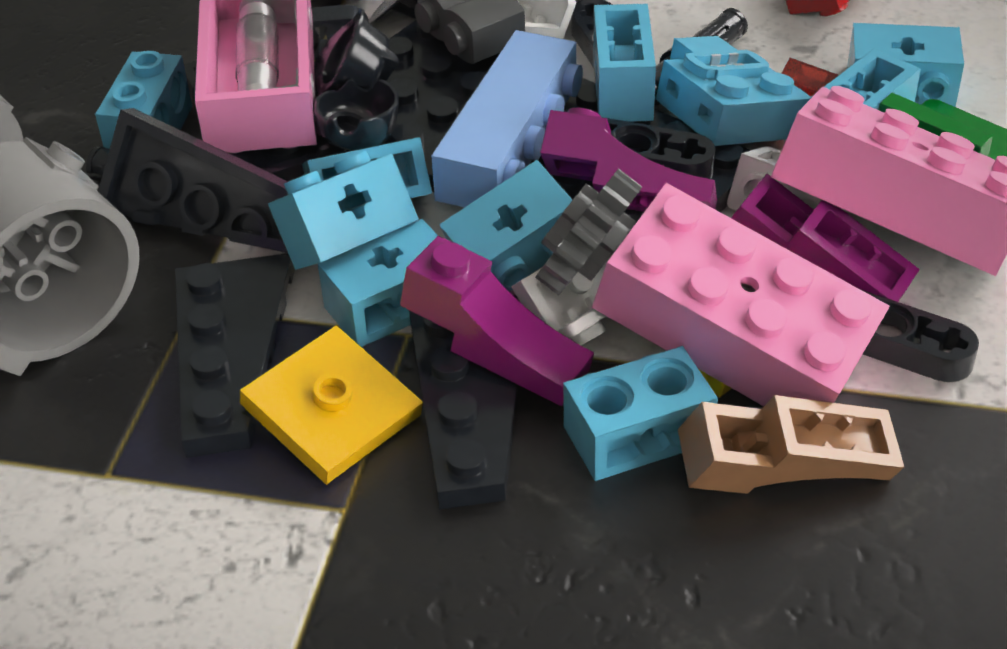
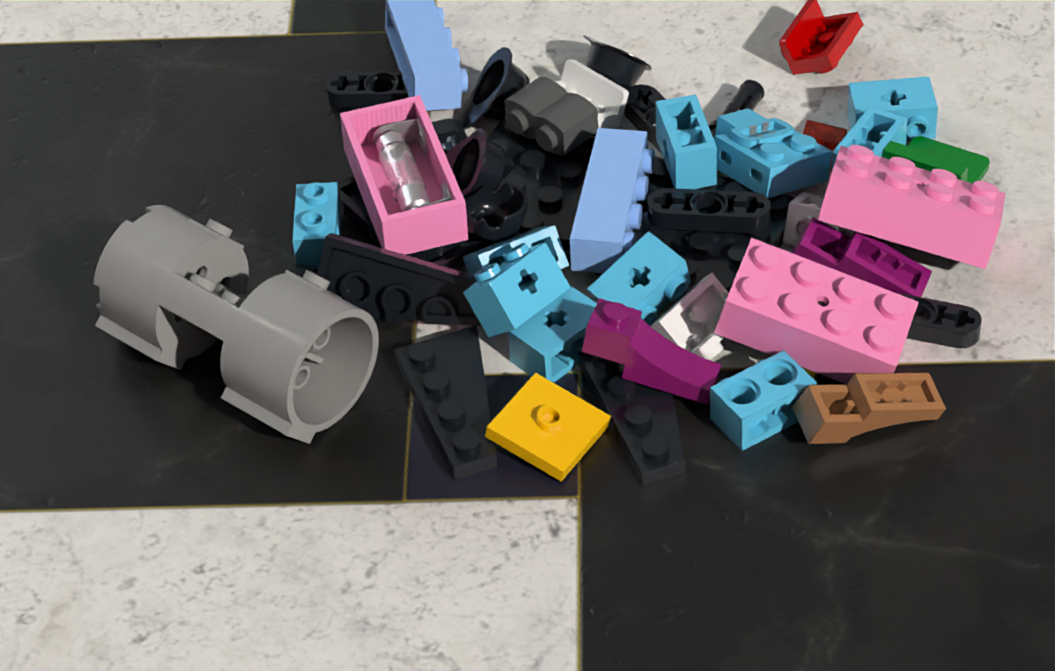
camera: 10 degrees left, 0 degrees up
(582, 147) = (679, 217): magenta slope -> none
(588, 232) = (704, 280): dark grey gear -> none

